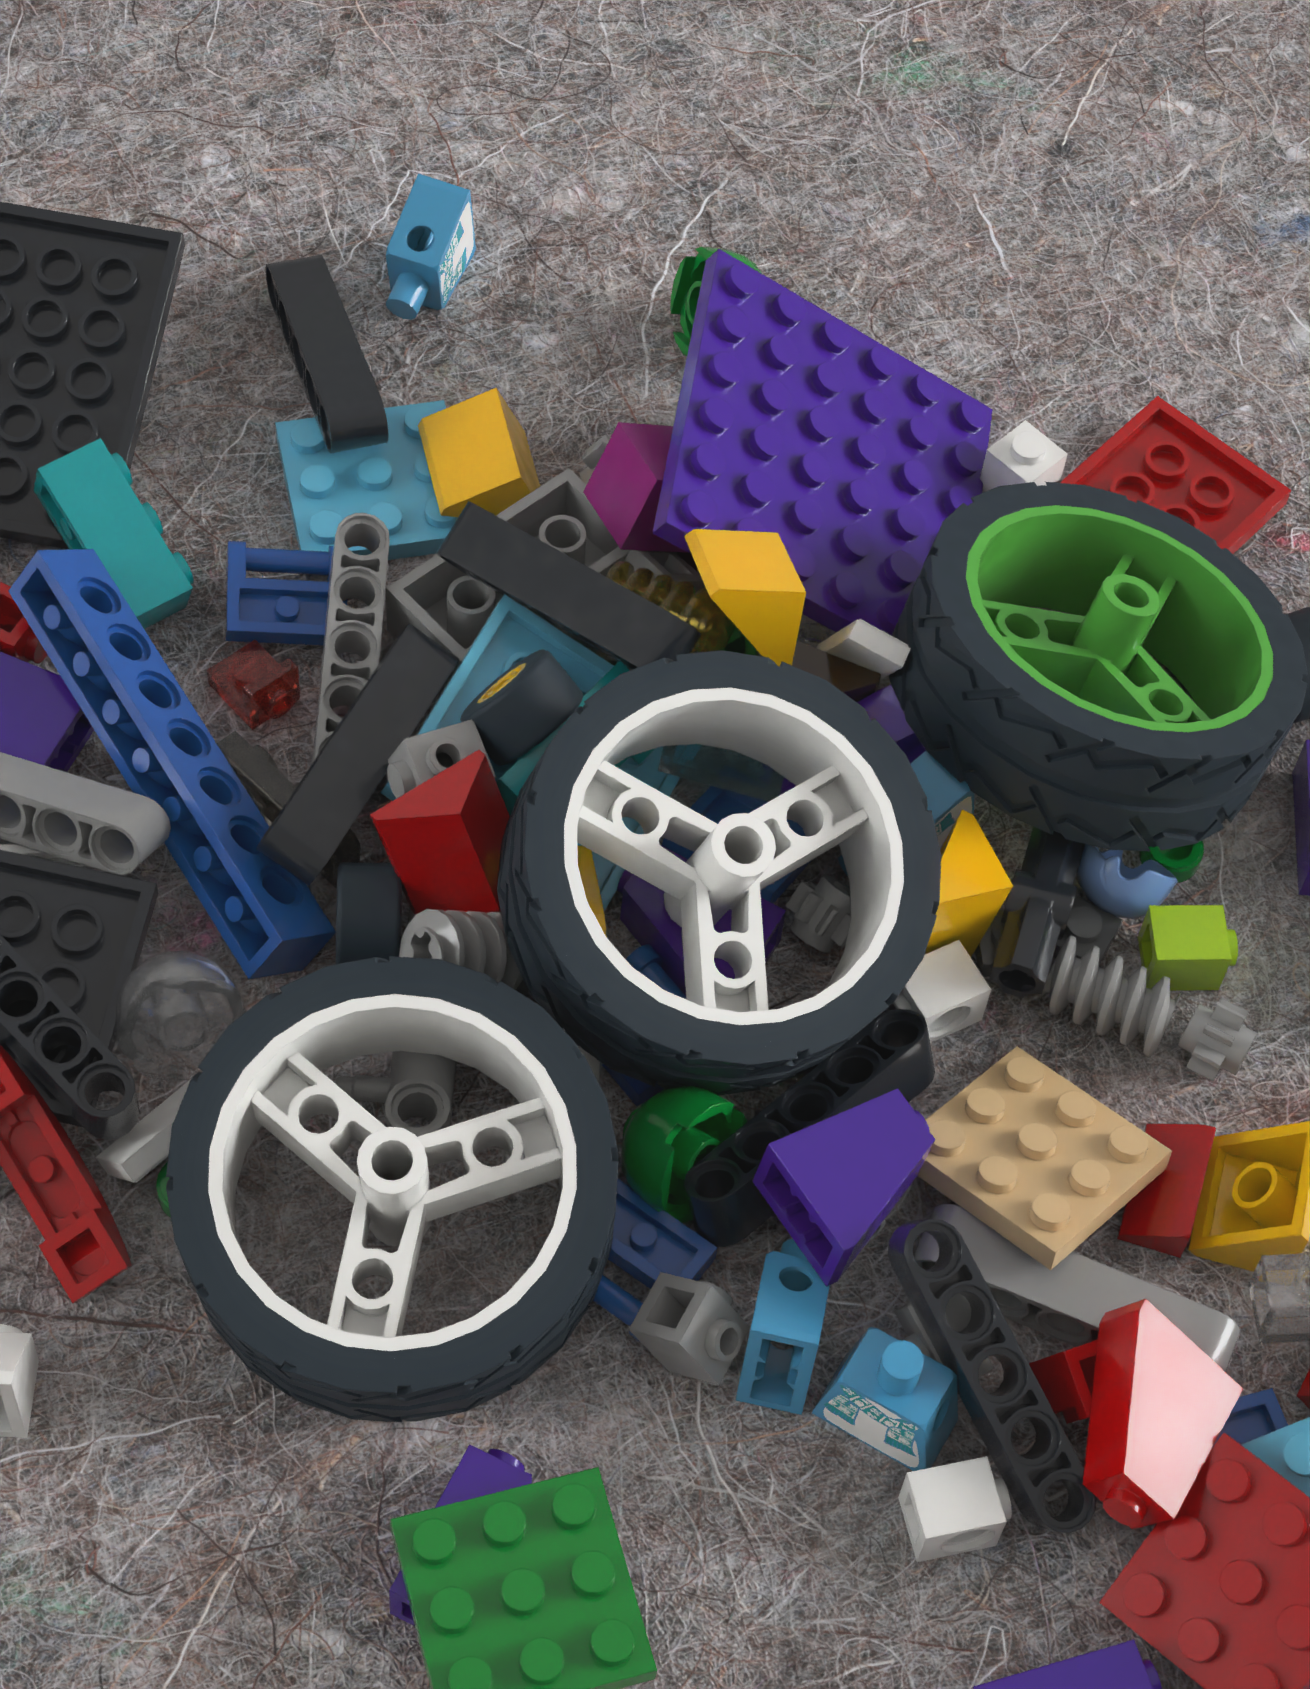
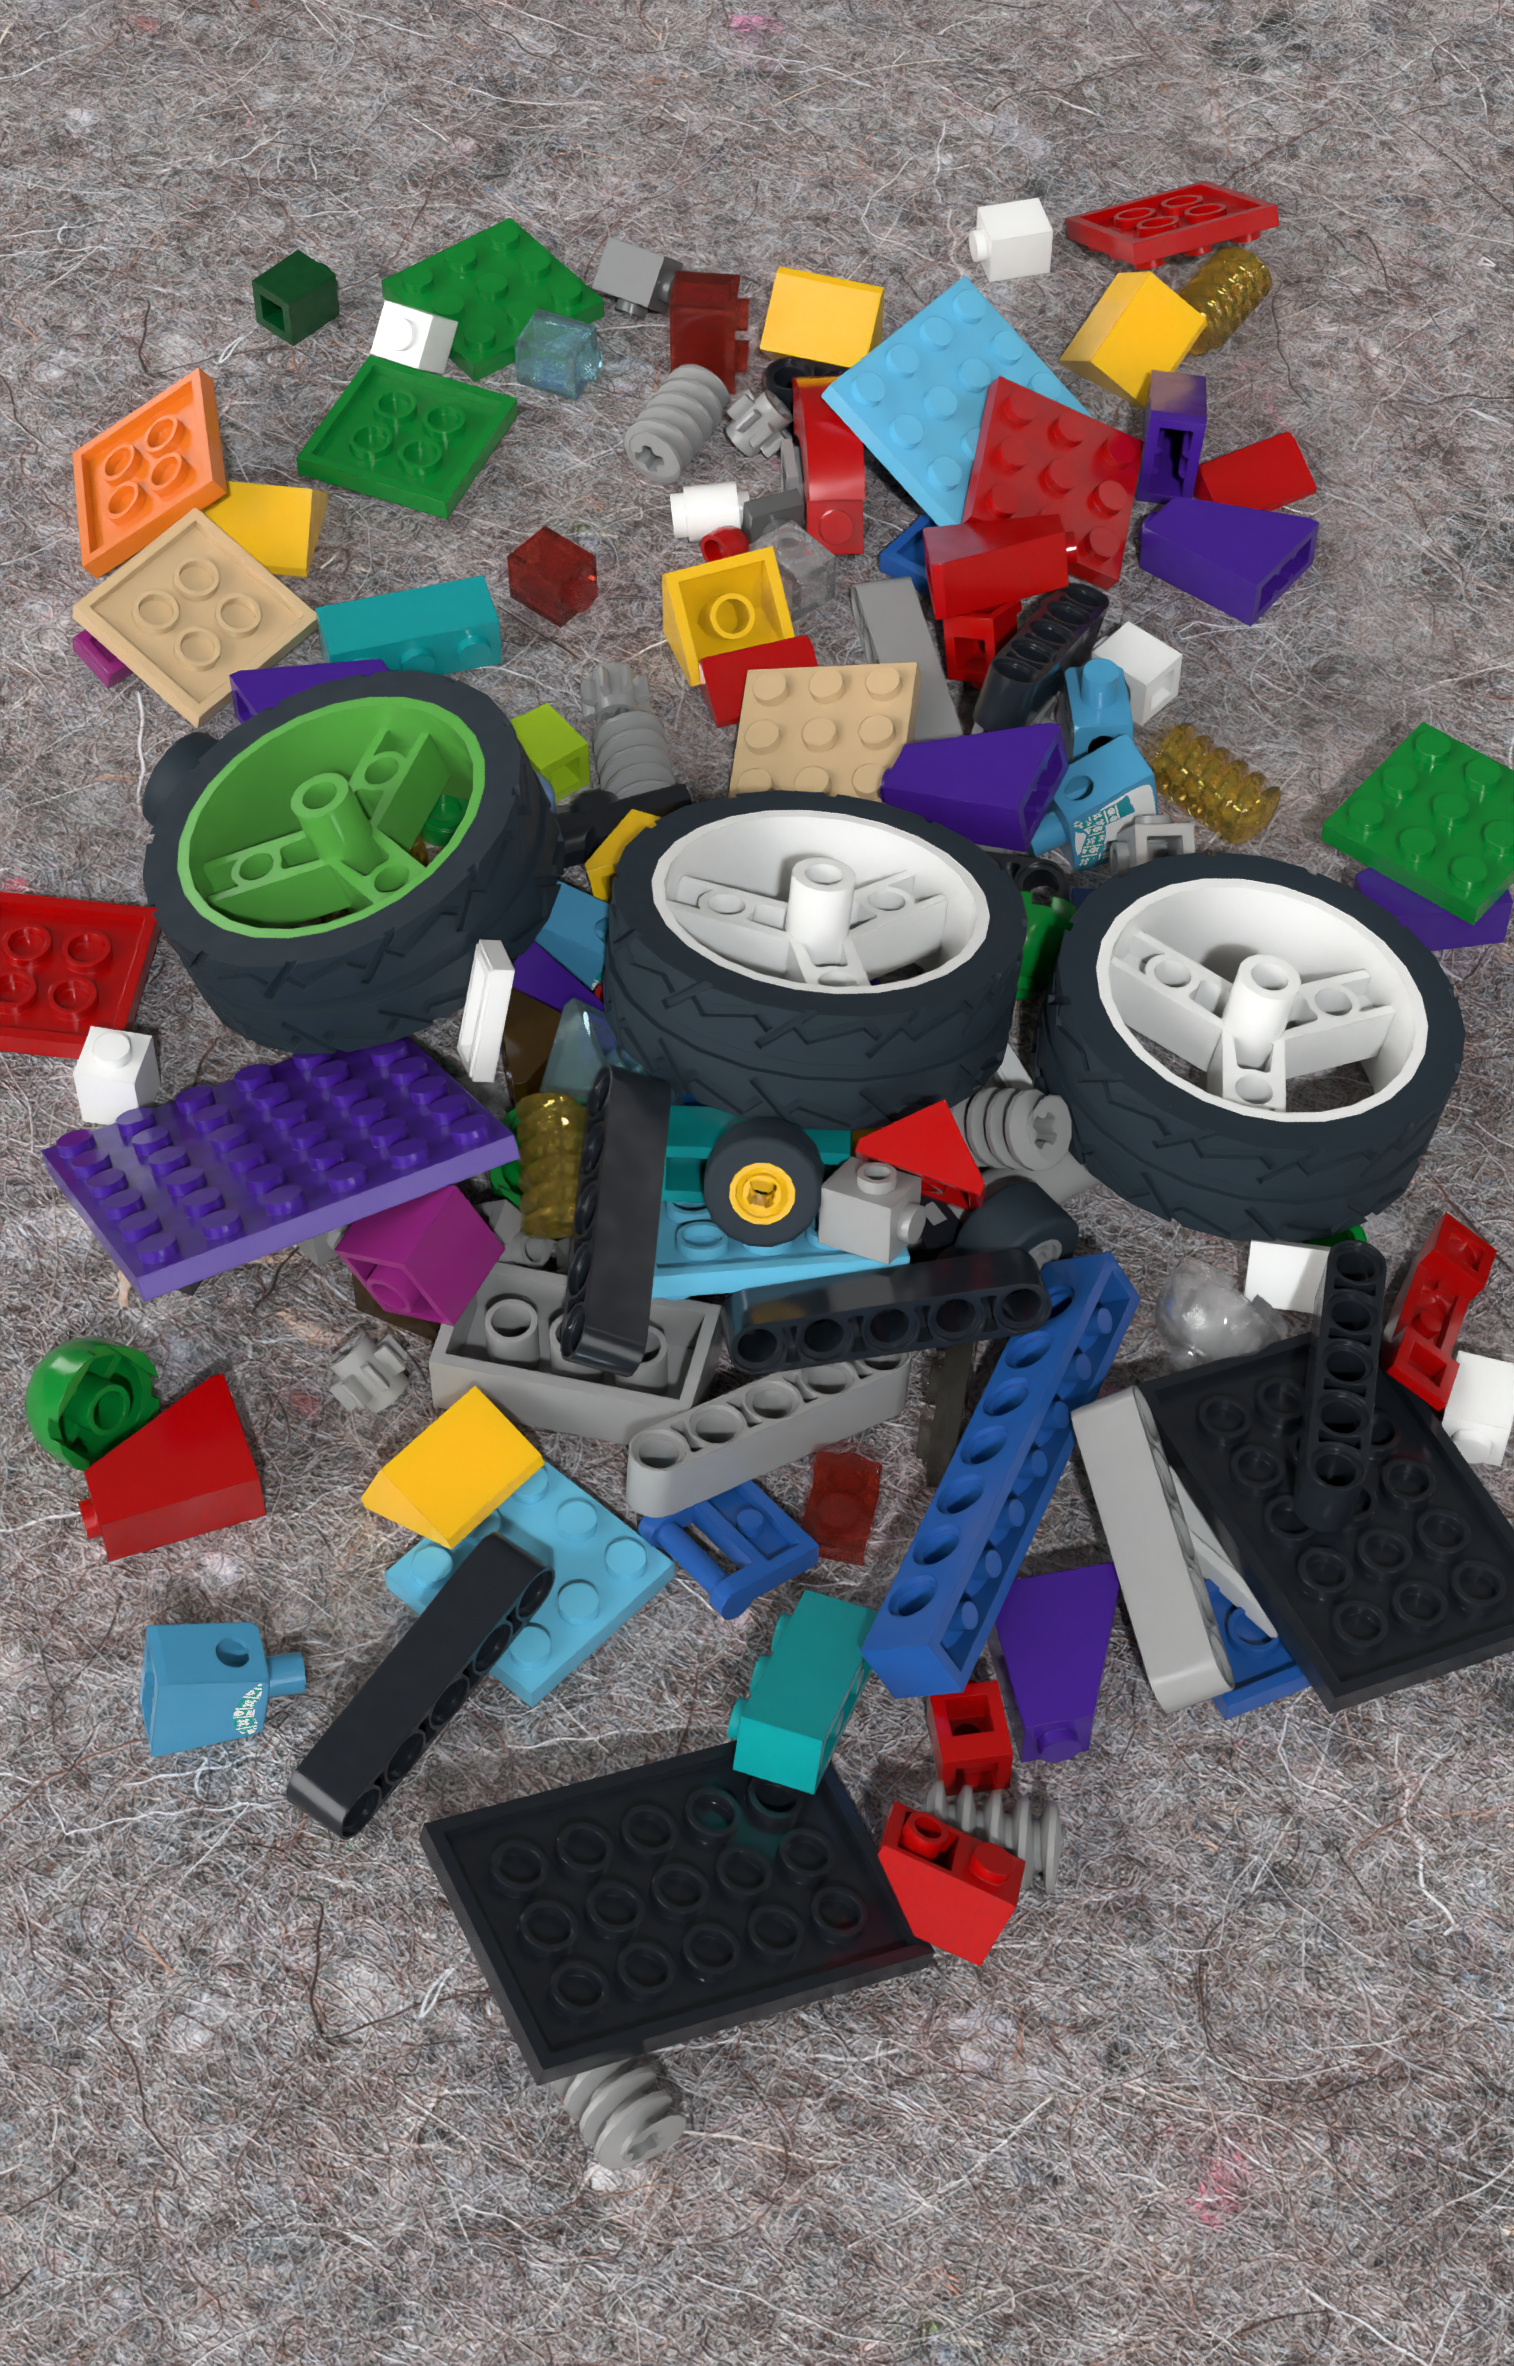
camera: 120 degrees left, 5 degrees down
(622, 335) = (174, 1477): none -> red slope
(753, 586) = (516, 1051): yellow slope -> none
(754, 1460) = (1212, 785): none -> clear yellow piece

